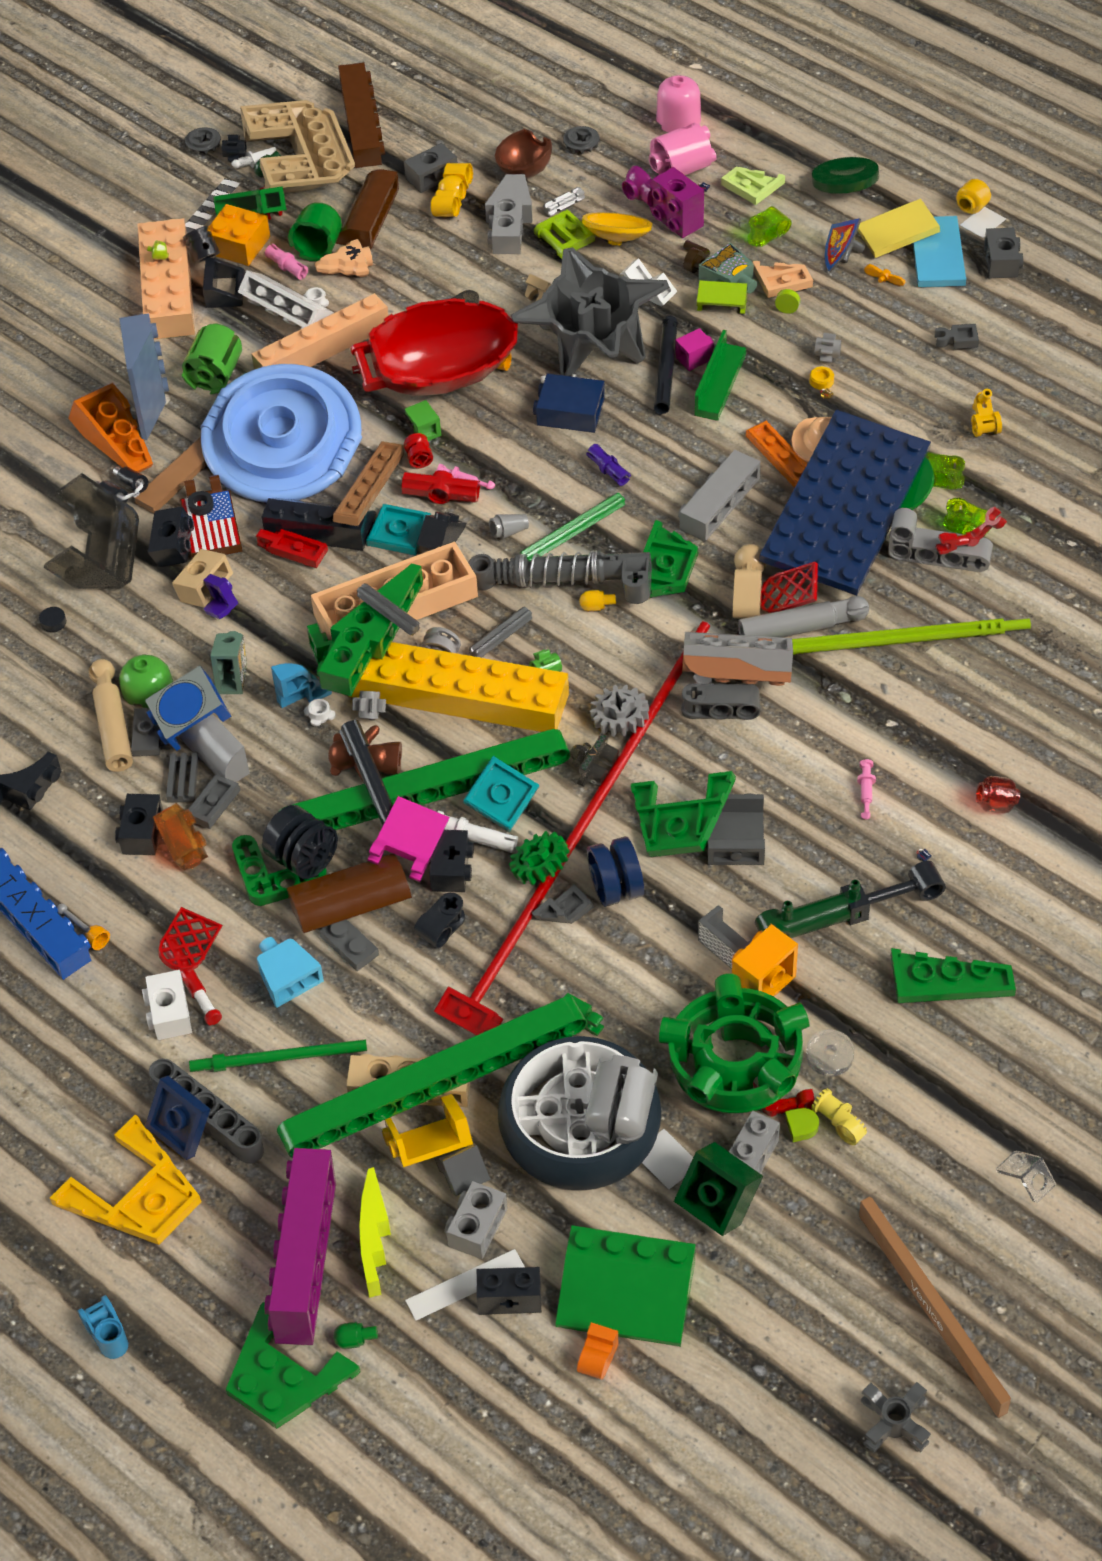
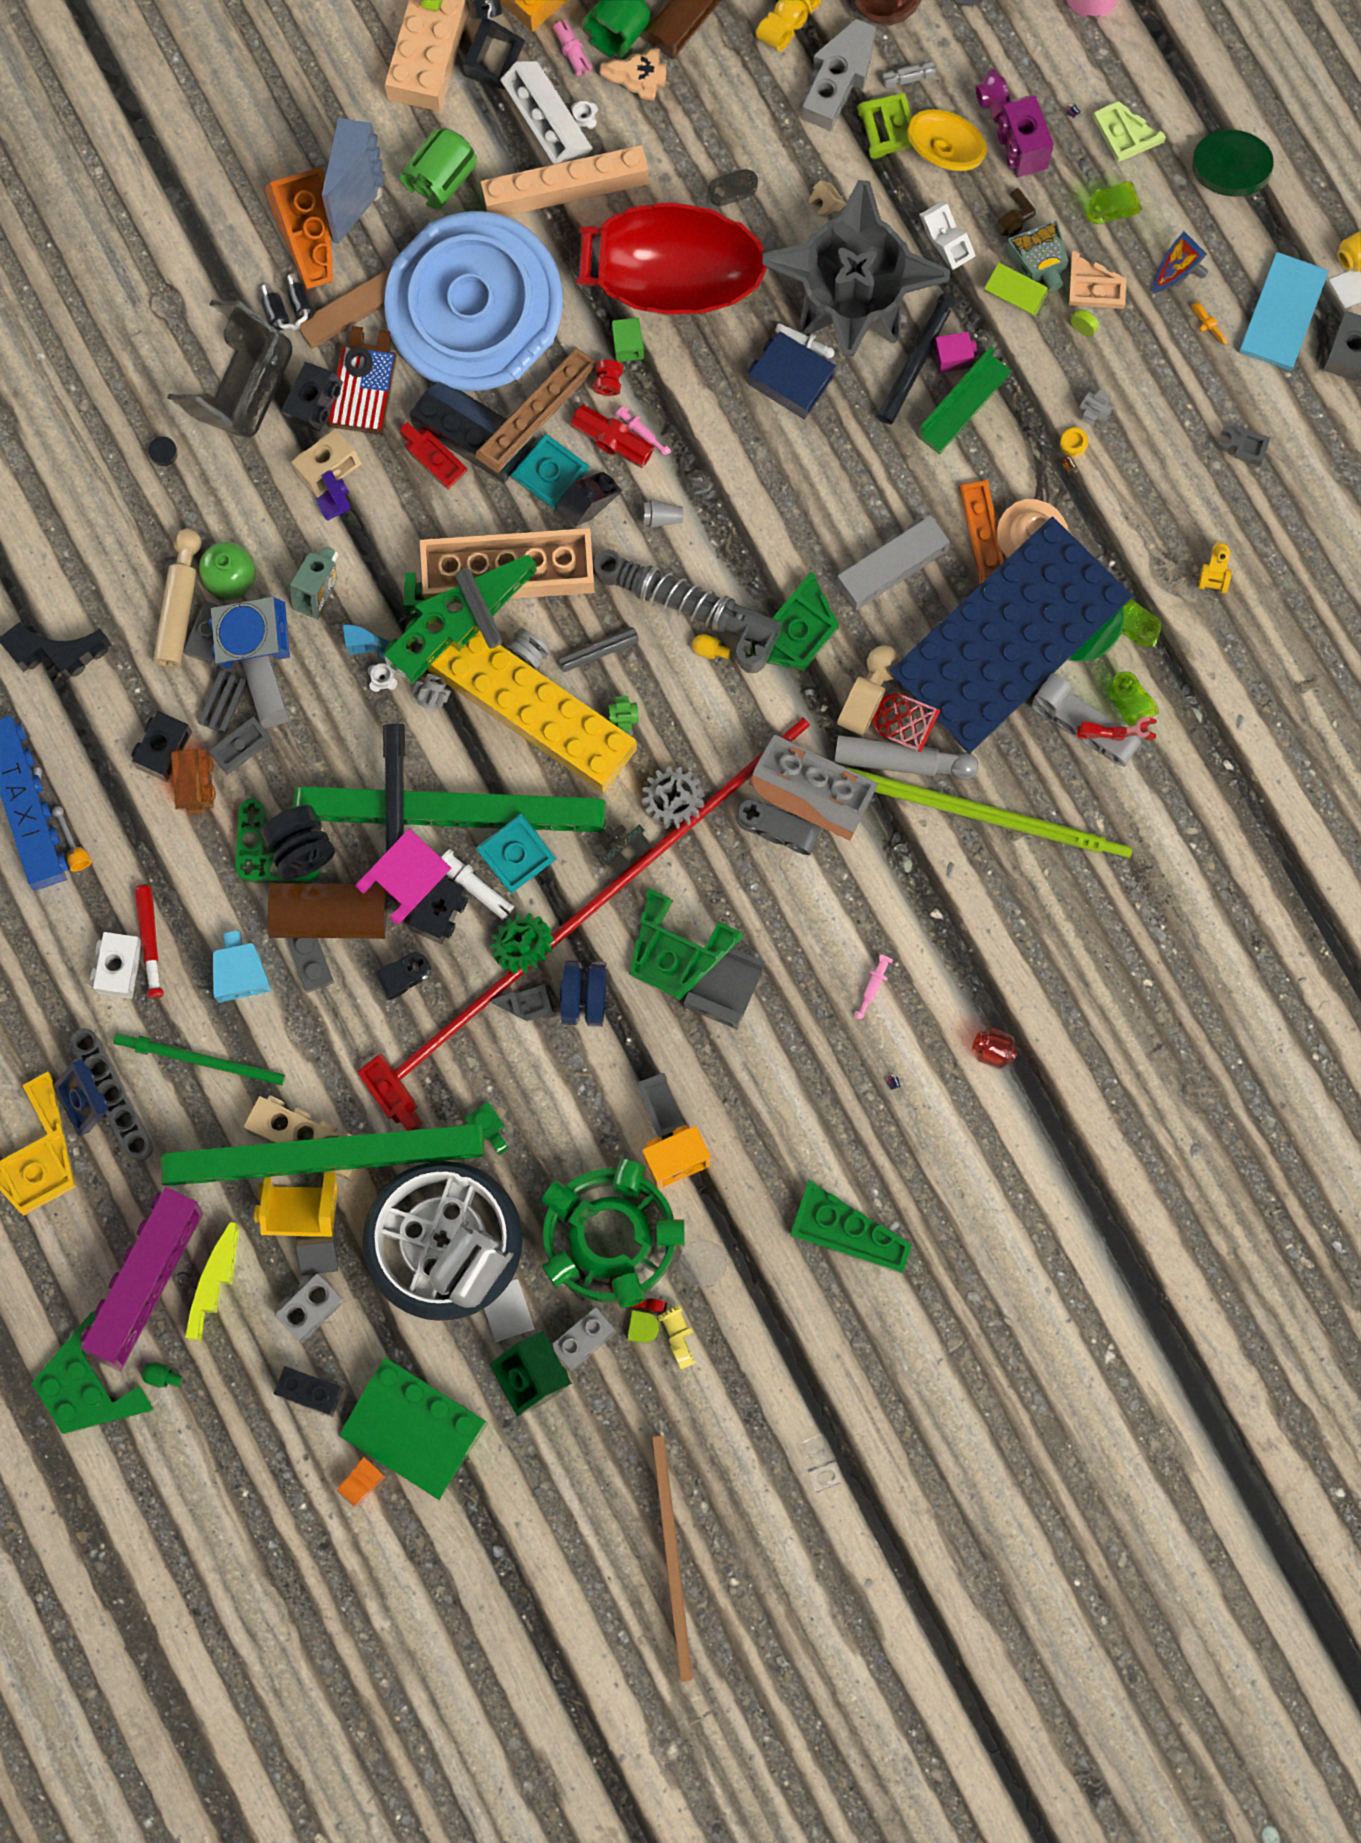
camera: 20 degrees right, 25 degrees up
(196, 918) = (139, 892): red window -> none
(385, 755) = (419, 762): copper piece -> none
(457, 1287) = (274, 1361): white sticker -> none
(575, 526) = (726, 543): axle -> none
(608, 464) = (797, 474): dark purple pin -> none
(684, 148) = (1063, 60): bright pink cylinder -> none
(850, 903) = (790, 1114): piece -> none
(886, 1427) = (575, 1655): dark grey pin -> none
(898, 228) = (1254, 264): light yellow tile -> none

